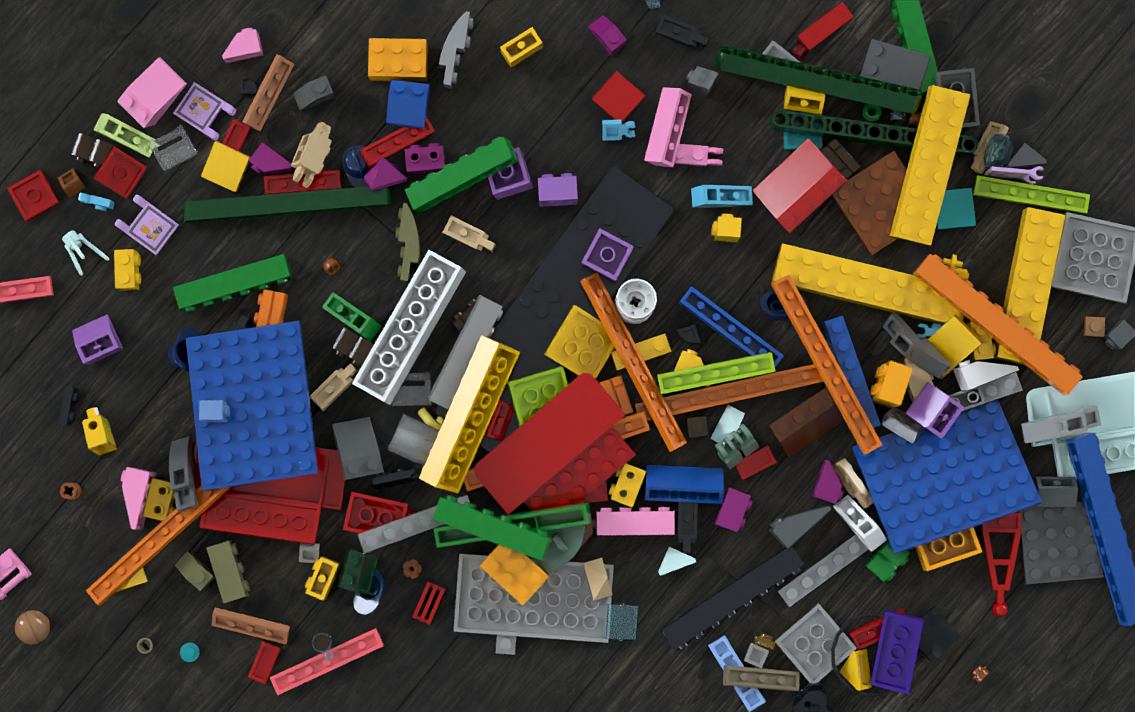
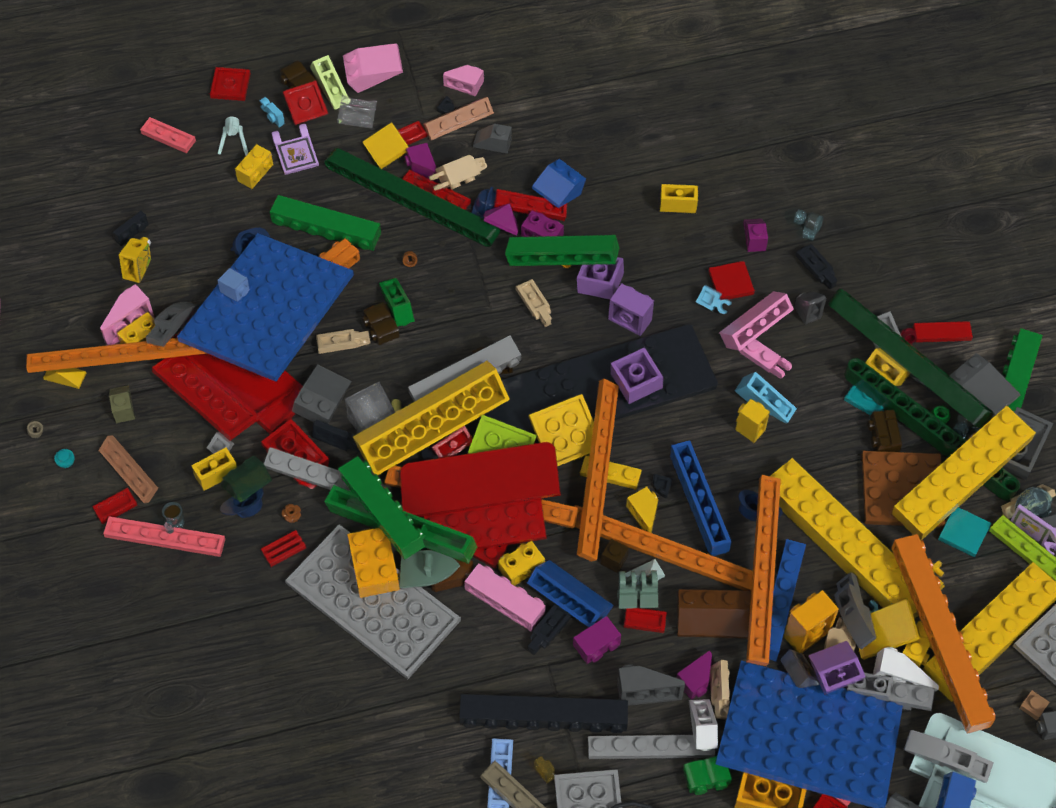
camera: 35 degrees right, 25 degrees down
(65, 489) = (79, 285): dark orange bush -> none
(71, 182) = (264, 90): dark orange slope -> none
(96, 340) = (190, 199): medium lavender slope -> none
(201, 108) = (399, 101): lavender flag -> none
(228, 571) = (145, 418): olive brick -> none
(397, 59) = (576, 151): light orange brick -> none
(407, 235) = (486, 276): olive slope -> none
(409, 327) = (434, 332): white brick -> none
(414, 394) = (397, 385): clear plate -> none
(456, 42) = (628, 168): light grey slope -> none
(506, 644) = (320, 623): light grey plate -> none
(597, 579) = (438, 619): tan slope -> none
(617, 390) = (568, 486): orange brick -> none
(621, 621) = (431, 669): clear light blue piece -> none
(640, 292) = (634, 426): white wheel -> none
(674, 560) = (515, 651): light aqua slope -> none
(716, 373) = (662, 517): lime plate -> none
(756, 655) = (528, 776): light grey plate -> none
(799, 185) = (838, 429): slope -> none

